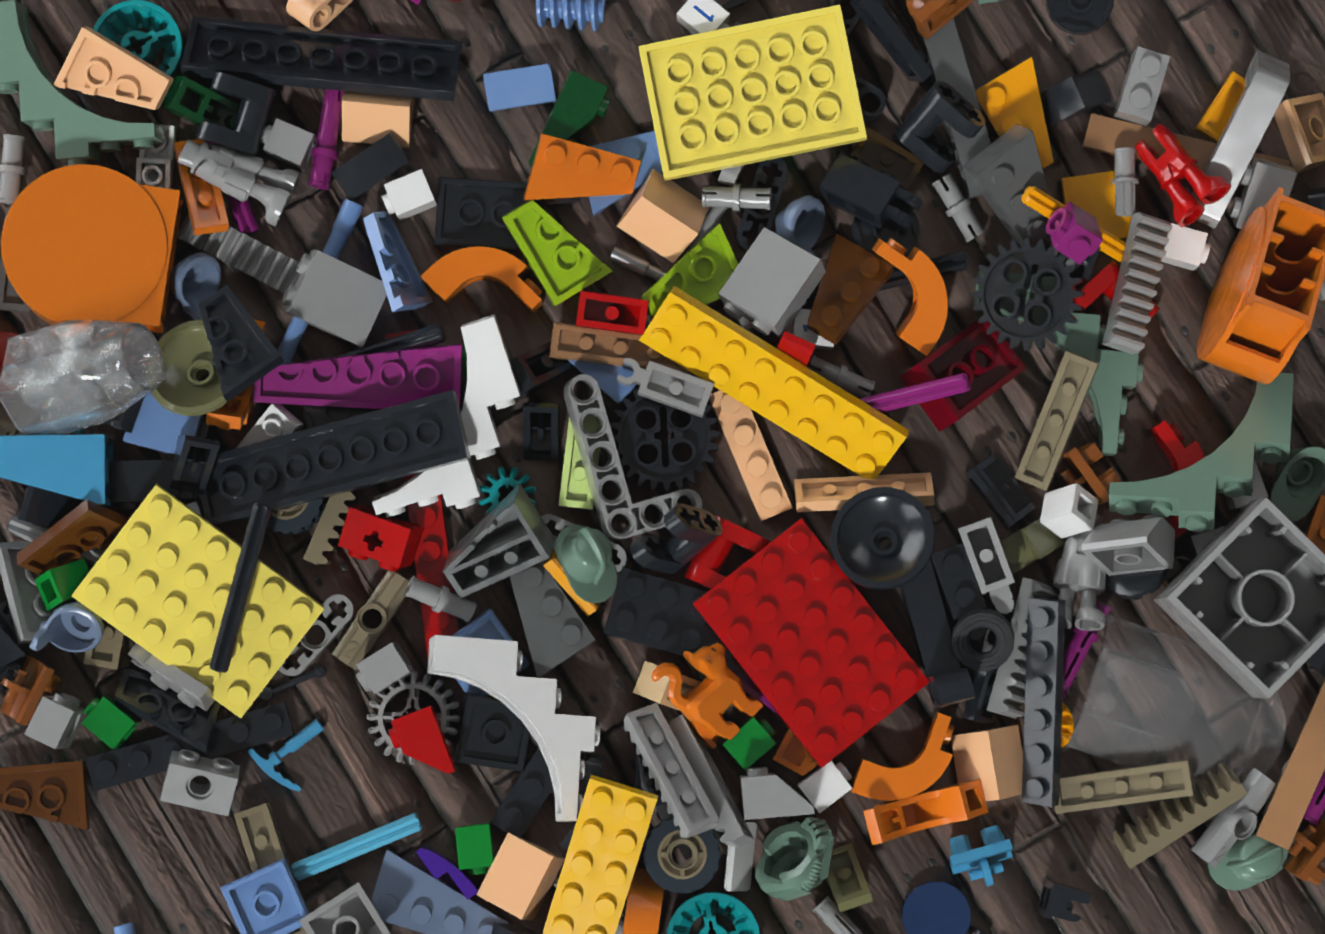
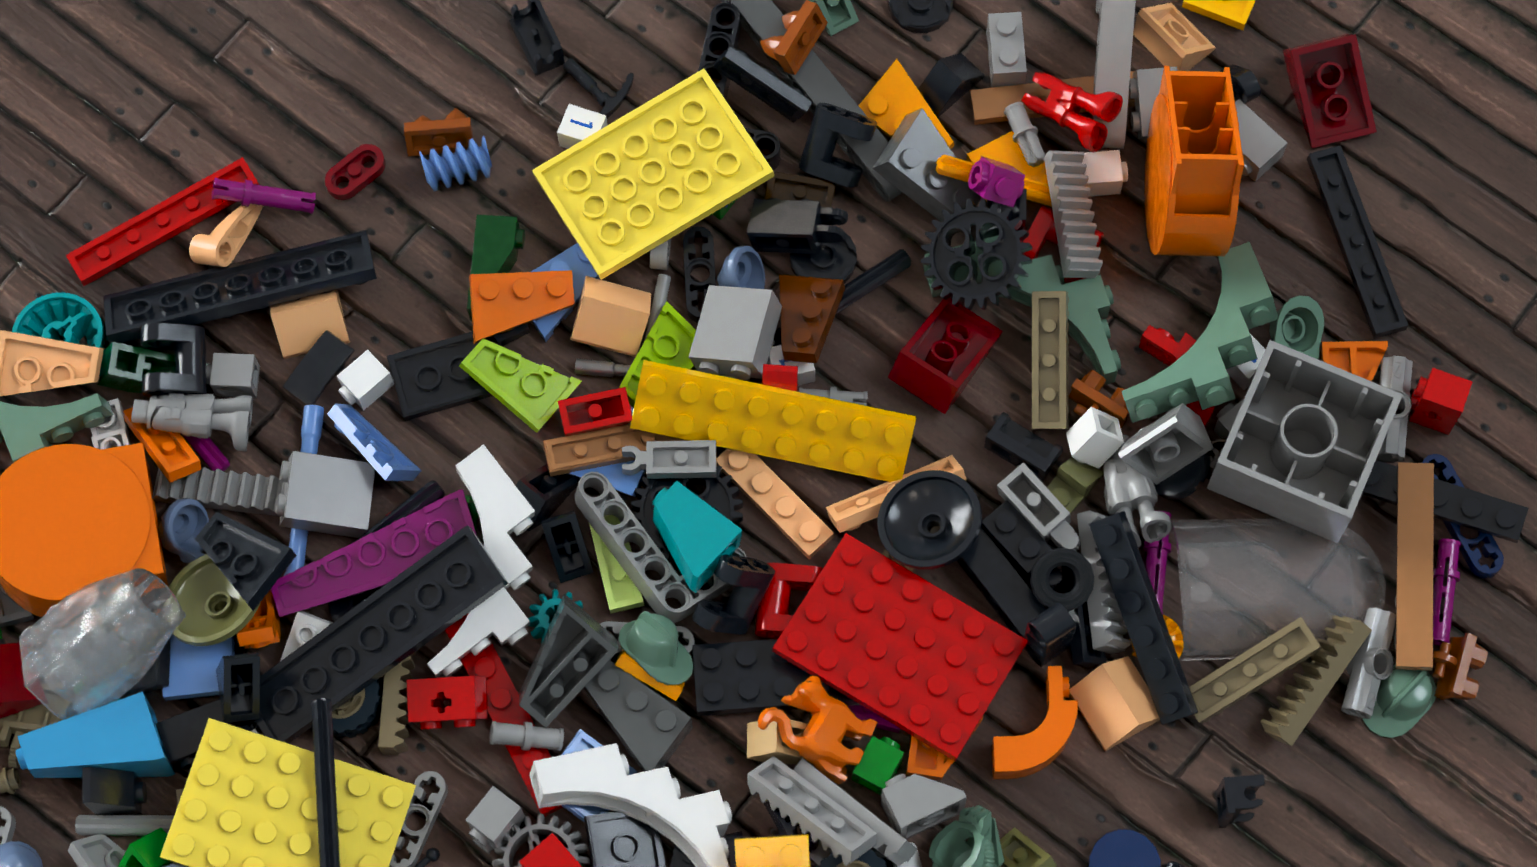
camera: 20 degrees left, 15 degrees down
(74, 534) = (144, 803): reddish brown wing -> none
(326, 143) = (270, 370): magenta pin -> none
(359, 637) = (472, 761): dark tan piece -> none
(480, 263) = (454, 418): orange arch -> none
(519, 87) = (434, 250): medium blue slope -> none
(659, 469) = (693, 533): none -> teal slope
(737, 197) = (674, 272): light grey pin -> none
(826, 785) = (970, 774): white brick -> none
(919, 393) = (912, 376): magenta axle -> none
(925, 810) = (1074, 764): orange arch -> none
(930, 302) = (884, 290): orange arch -> none
(958, 207) = (882, 212): light grey pin -> none
(994, 850) = (1146, 793): dark azure hips -> none
(1220, 110) = (1085, 49): light orange tile -> none

